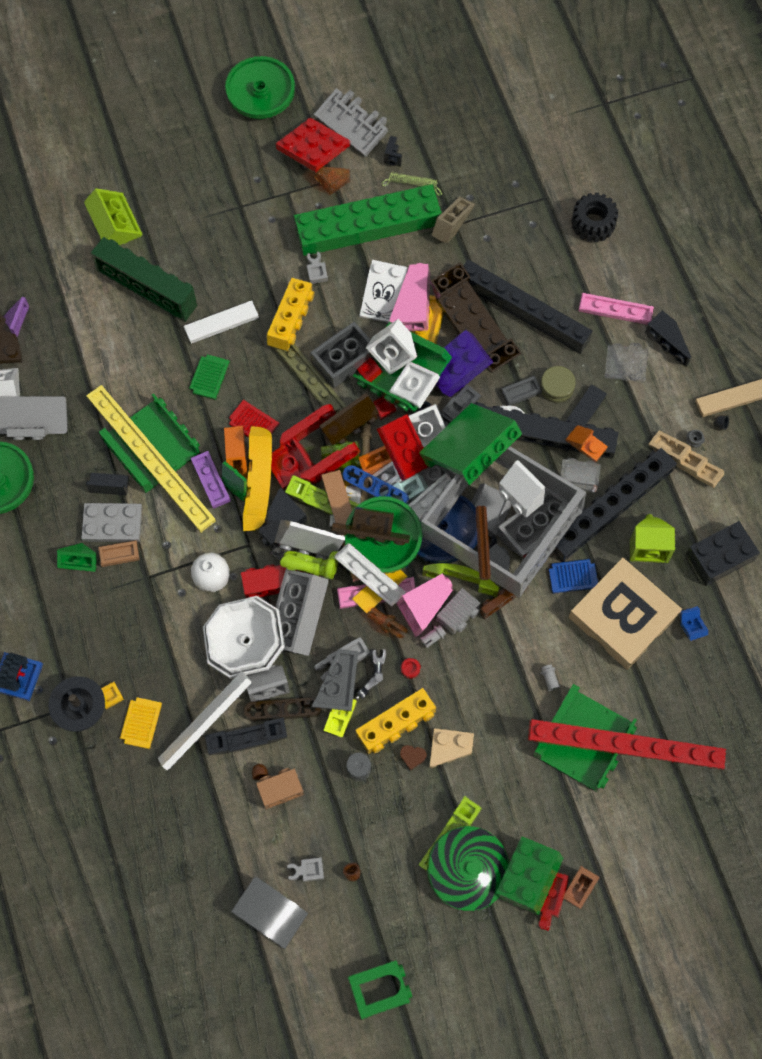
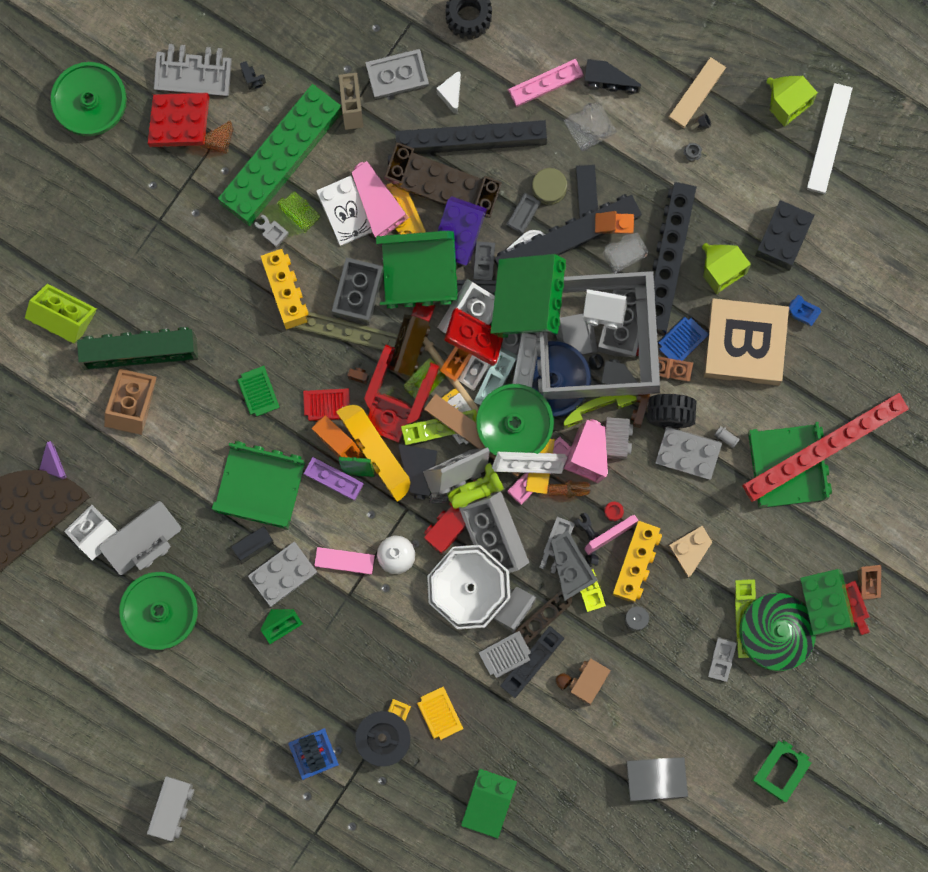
camera: 35 degrees left, 10 degrees up
(107, 314) = (130, 401): none -> medium nougat slope
(118, 553) = (309, 595): medium nougat tile -> none
(118, 824) = (489, 803): none -> green slope
(151, 459) = (270, 498): light yellow plate -> none
(167, 547) = (344, 560): none -> bright pink tile
(204, 720) = (492, 675): white tile -> none
(221, 322) = (229, 337): white tile -> none
(236, 717) = (506, 655): none -> light grey window
(292, 415) = (358, 375): none -> reddish brown plate
(310, 870) = (660, 724): light grey plate -> none
(349, 269) = (299, 211): none -> clear neon green panel
(352, 872) = (693, 701): reddish brown hinge -> none
(370, 370) = (389, 288): red tile -> none
(372, 524) = (502, 423): dark brown bracket -> none
(376, 483) = (474, 385): blue beam -> none
(391, 682) = (611, 534): none -> bright pink tile
(393, 347) = (398, 257): white slope -> none
(404, 856) = (722, 659): none -> light grey slope
(412, 756) = (669, 579): reddish brown tile -> none
(413, 177) = (288, 92): yellowish green piece -> none
(414, 384) = (441, 277): white plate -> none
(433, 636) = (613, 469): light grey pin -> none
(483, 543) = (605, 374): reddish brown axle -> none
(504, 224) = (397, 74): none -> light grey plate
(508, 666) = (688, 452): none -> light grey plate
(519, 620) = (671, 410): none -> black tyre
(535, 263) = (450, 91): none -> white slope
(547, 591) = (675, 369): none -> nougat slope
(686, 459) = (699, 174): tan slope -> none

